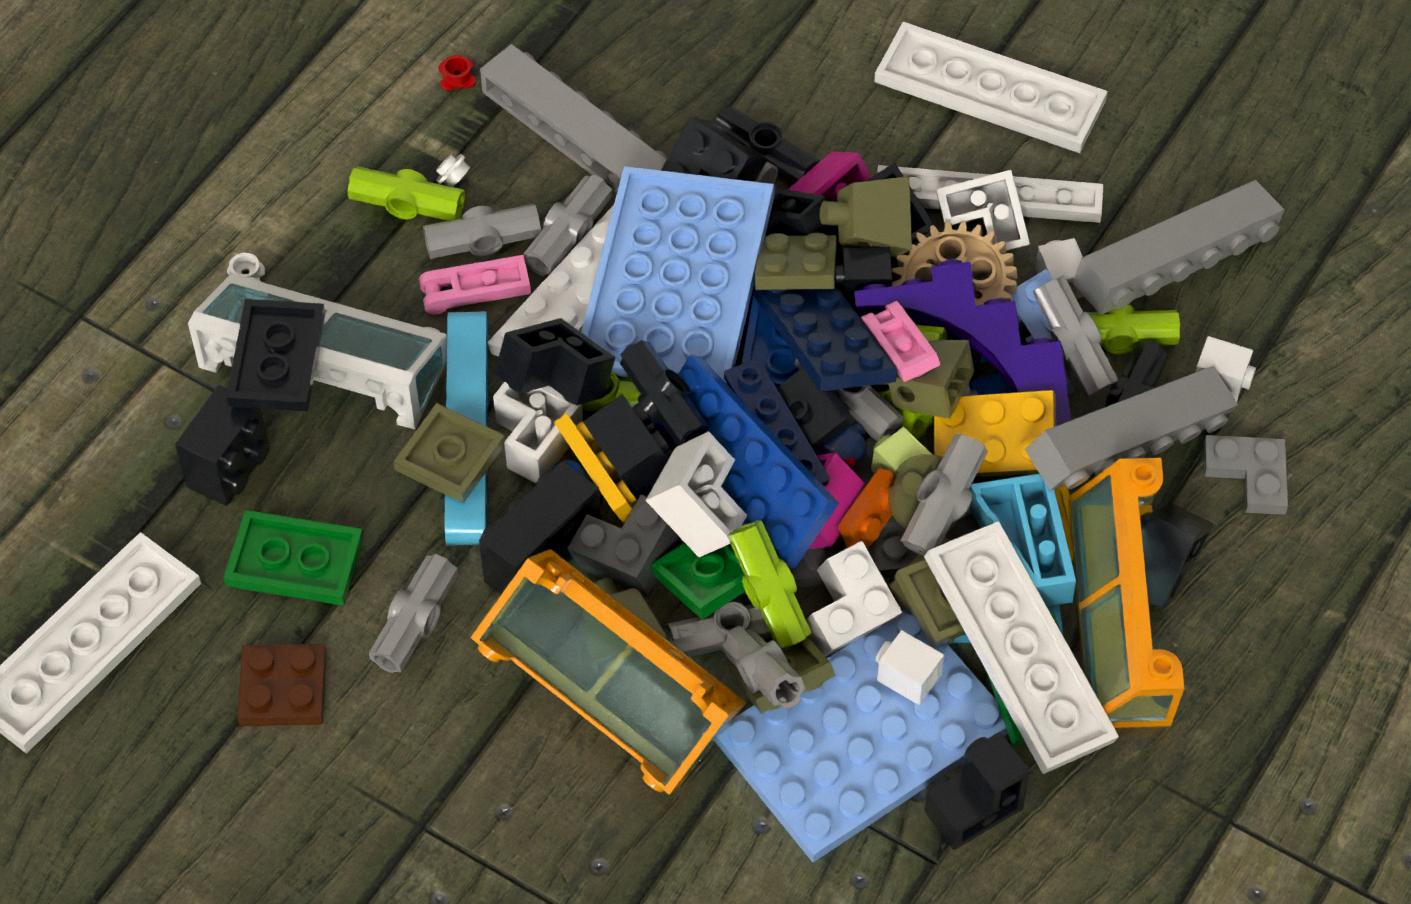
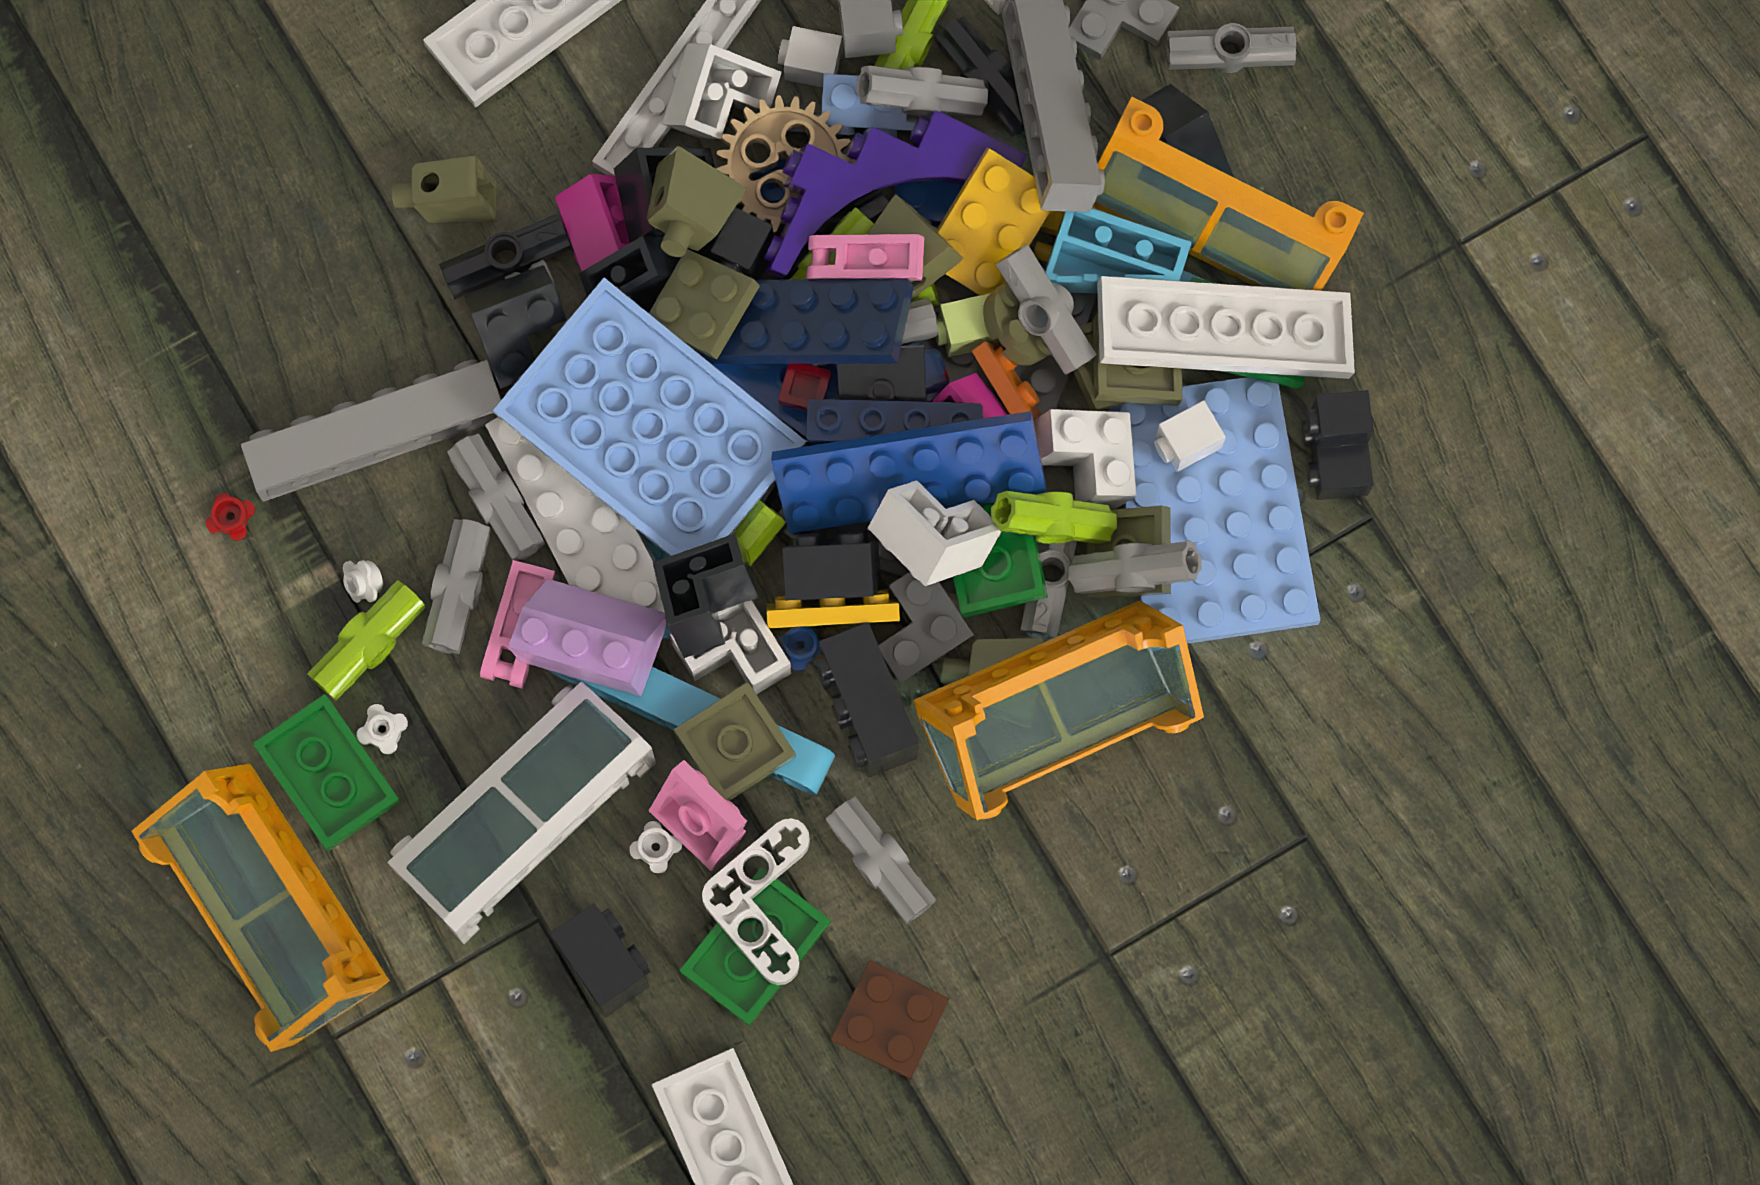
camera: 65 degrees left, 20 degrees up
(166, 220) = (263, 902): none -> windscreen
(245, 263) = (363, 841): white plate -> none
(276, 355) = (554, 860): black plate -> none
(287, 215) = (326, 772): none -> green plate
(322, 524) = (743, 905): none -> white beam
(343, 445) = (643, 850): none -> white plate
(344, 244) = (384, 741): none -> white plate
(374, 466) = (698, 815): none -> bright pink plate
(479, 310) = (588, 636): none -> lavender slope
(662, 393) = (802, 509): black piece -> none
(776, 360) = (802, 384): none -> dark red plate
(794, 88) = (449, 191): none -> olive torso
(1290, 575) = (1258, 48): none -> light grey piece

